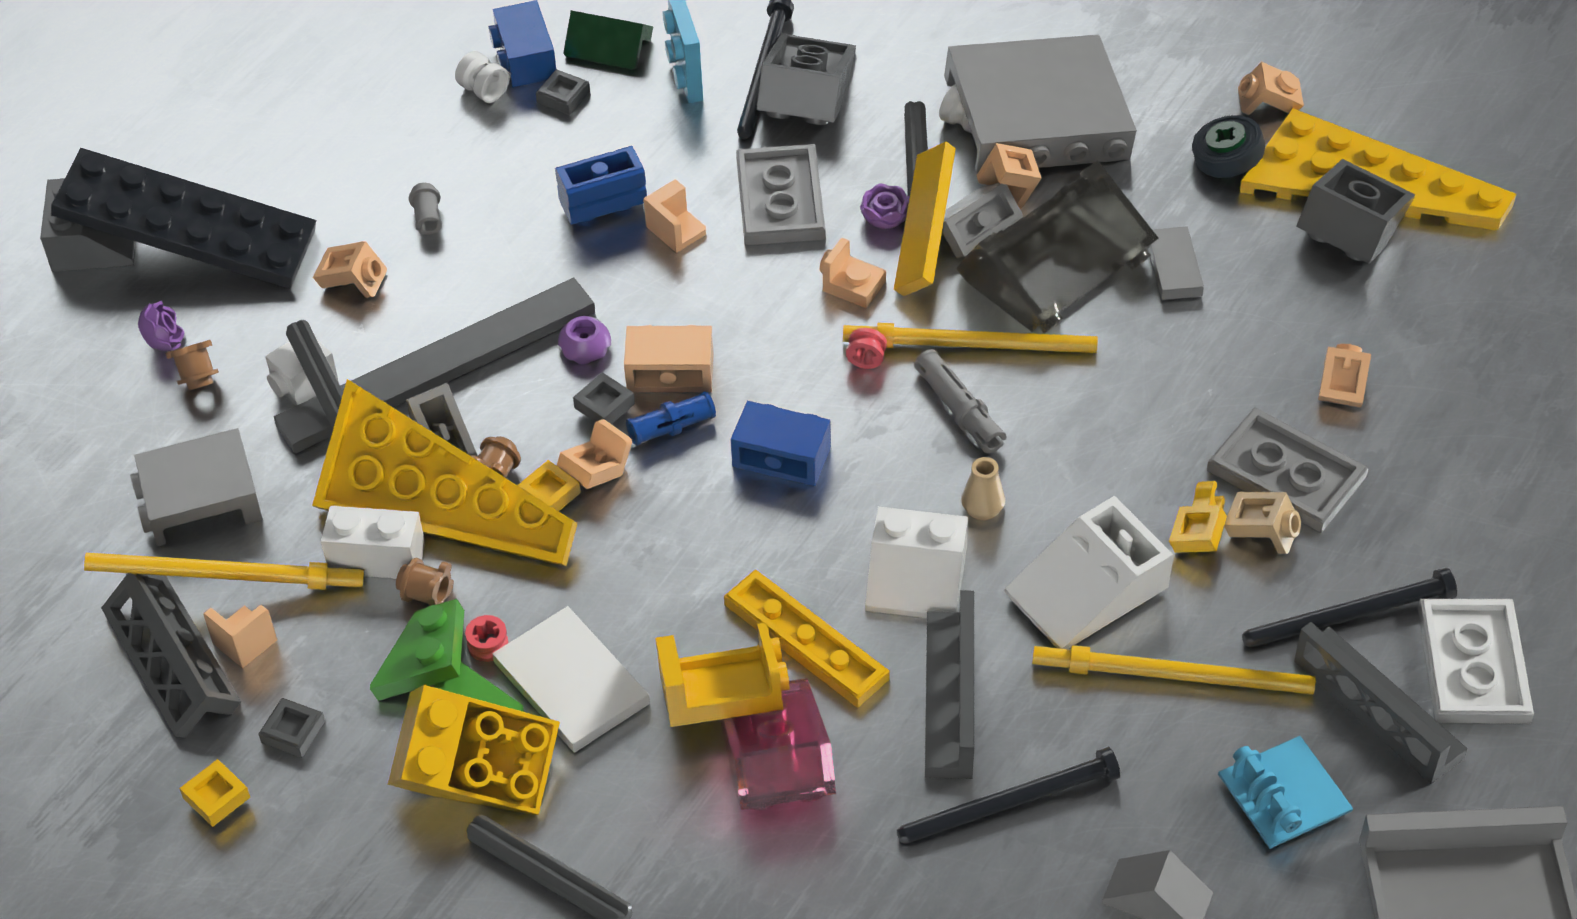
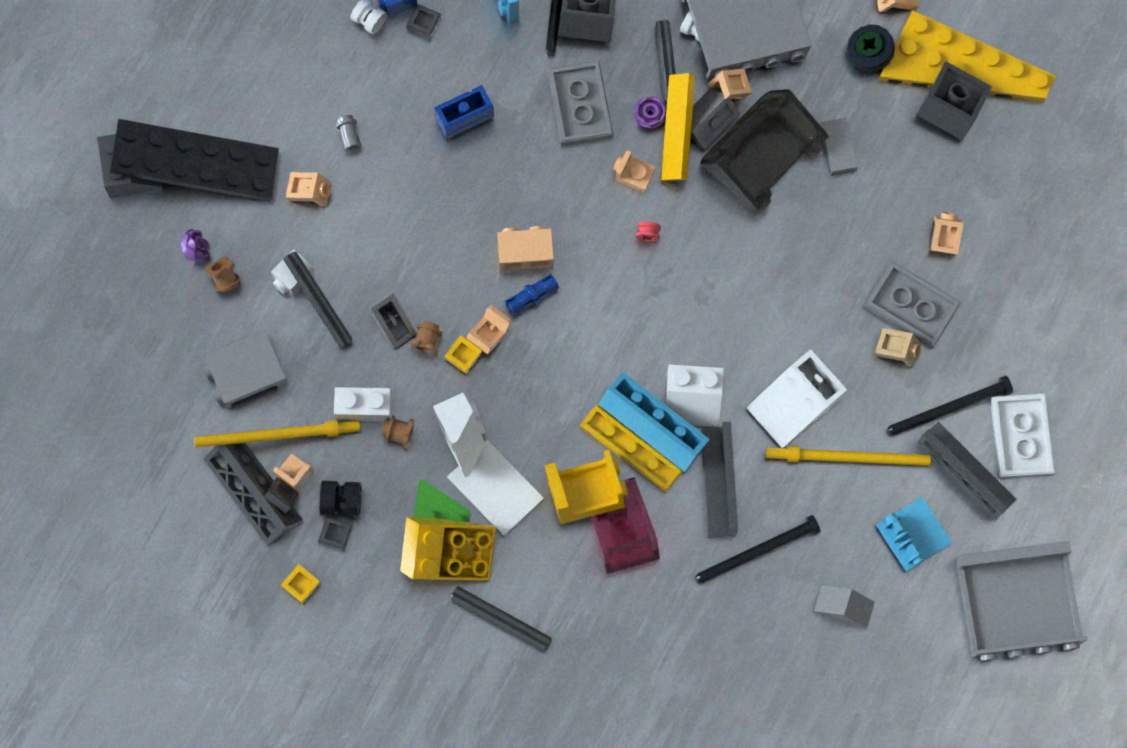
camera: 10 degrees left, 25 degrees up
(212, 657) = (281, 495): none -> dark grey tile
(304, 668) = (330, 499): none -> black wheel
(396, 464) = (376, 356): yellow wing -> none
(424, 652) = (406, 478): bright green wing -> none
(447, 358) = (381, 256): dark grey tile -> none
(479, 629) = (436, 458): coral bush -> none
(524, 575) = (461, 430): none -> white slope
(584, 339) = (466, 242): medium lavender plate -> none
(604, 399) = (488, 283): dark grey plate -> none
(668, 217) = (513, 131): light nougat panel -> none
(781, 443) = (602, 309): blue brick -> none
(847, 591) = (653, 421): none -> medium azure brick
(969, 412) = (716, 276): light grey pin -> none
(980, 339) = (663, 218): yellow bar -> none
(983, 492) = (728, 345): tan cone -> none
(1199, 525) = (861, 354): yellow plate -> none

